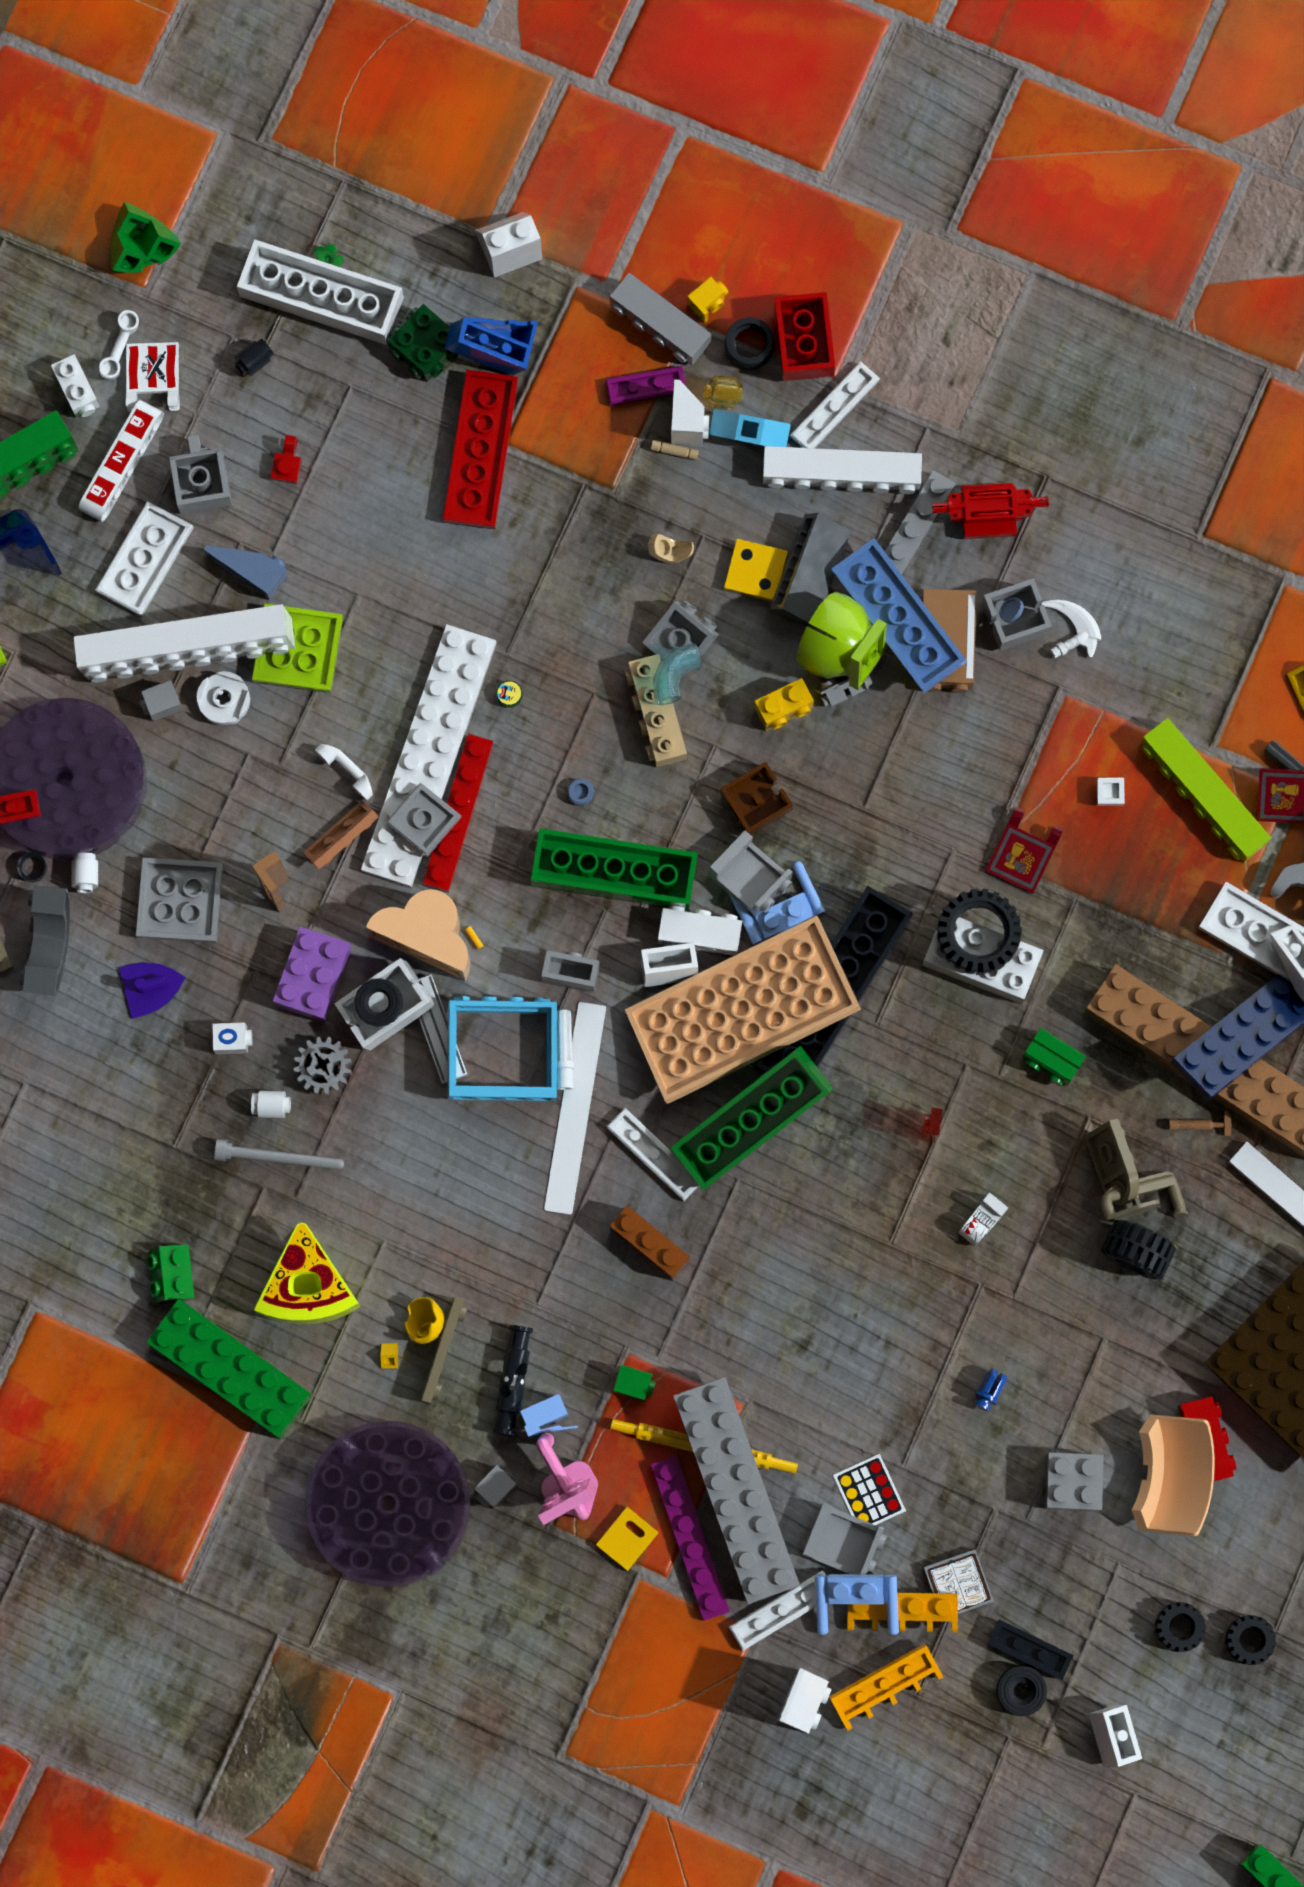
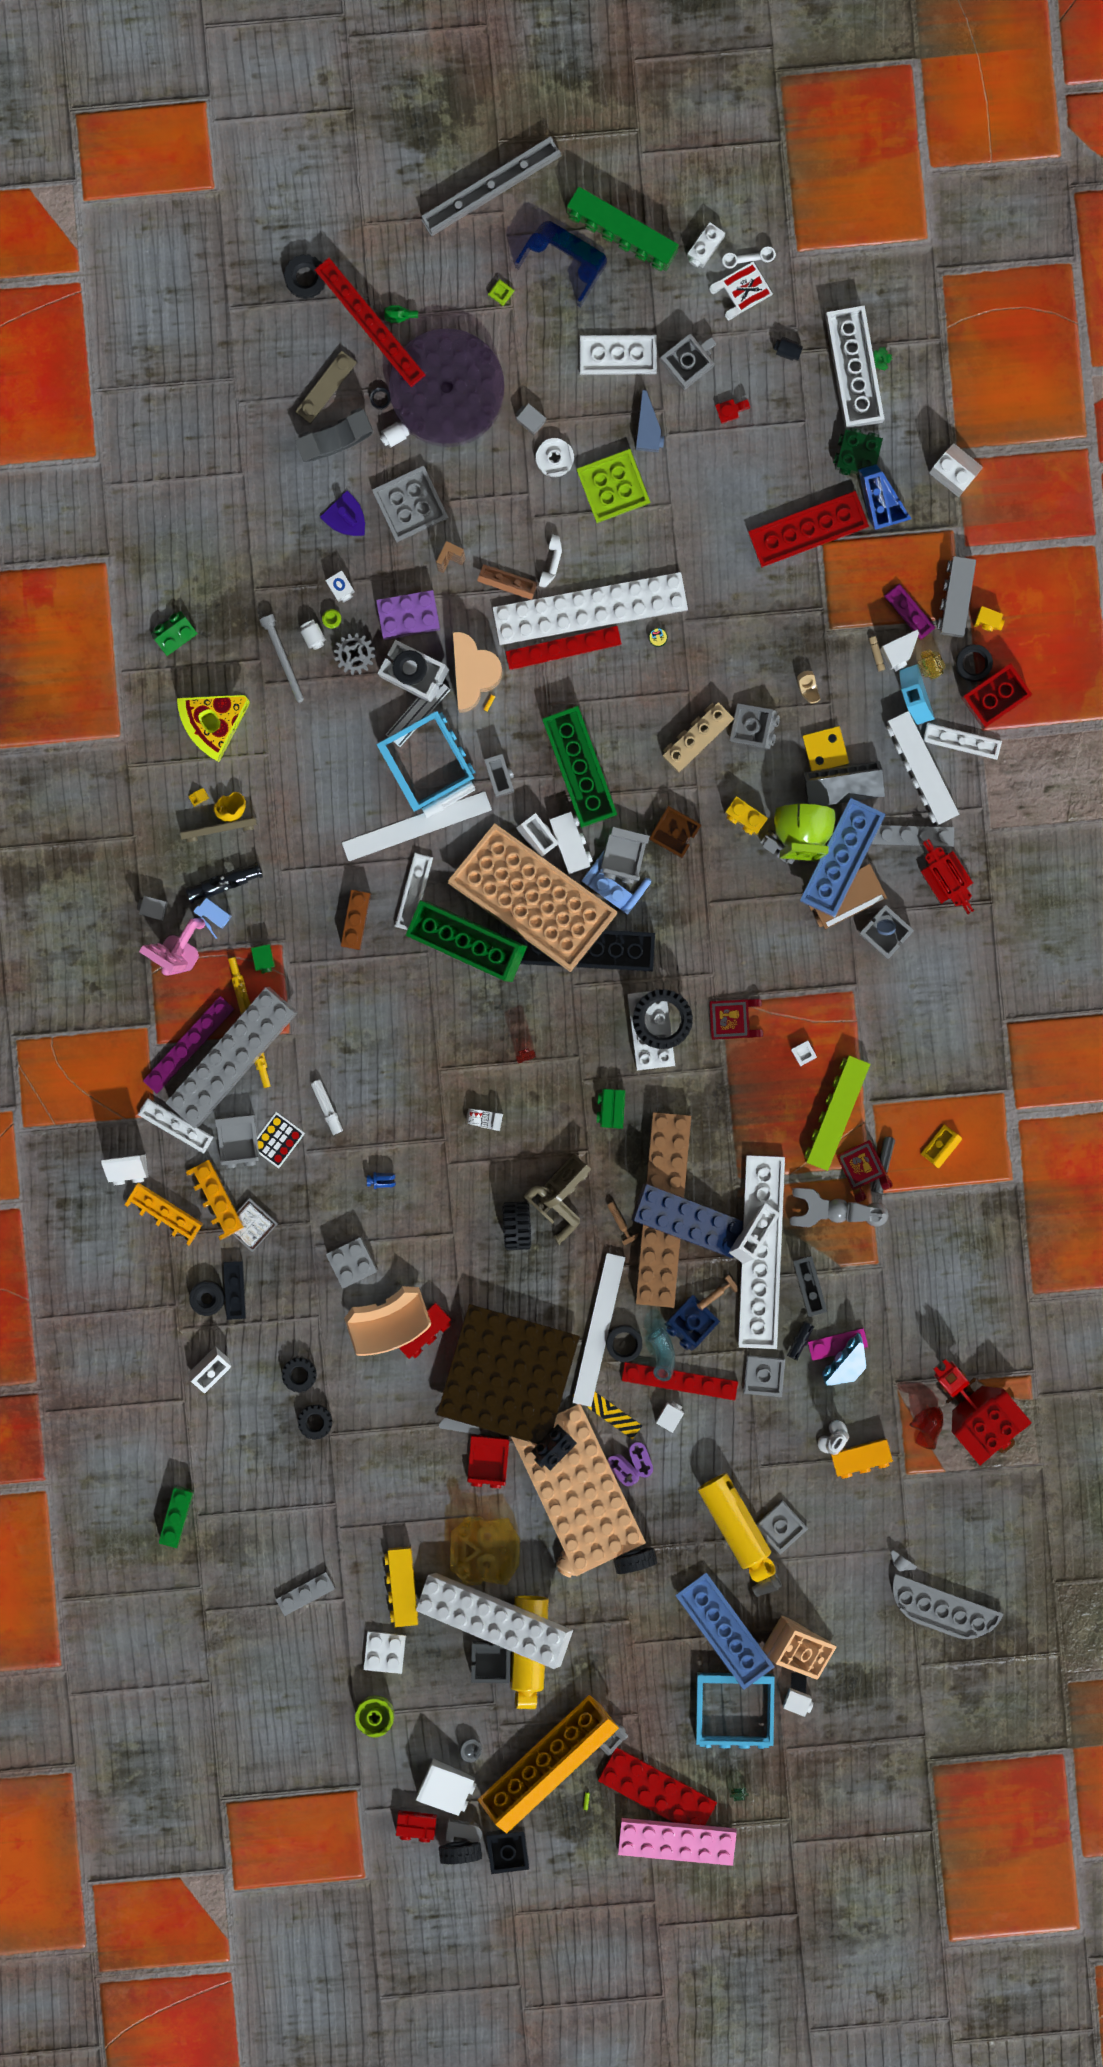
camera: 65 degrees right, 10 degrees up
(121, 461) = (673, 303): beam -> none
(140, 240) = (825, 230): green brick -> none
(184, 643) = (574, 413): white brick -> none
(229, 1368) = (134, 703): green brick -> none
(263, 1071) = (331, 618): none -> lime plate
(397, 1544) = (134, 848): clear purple brick -> none
(423, 819) = (545, 629): light grey tile -> none
(580, 792) = (619, 718): sand blue tile -> none
(622, 1543) = (162, 1006): yellow piece -> none
(671, 671) = (725, 733): clear light blue cylinder -> none
(856, 1590) = (211, 1165): light blue plate -> none
(876, 1409) = (330, 1116): none -> white axle
(1085, 626) = (905, 979): white piece -> none

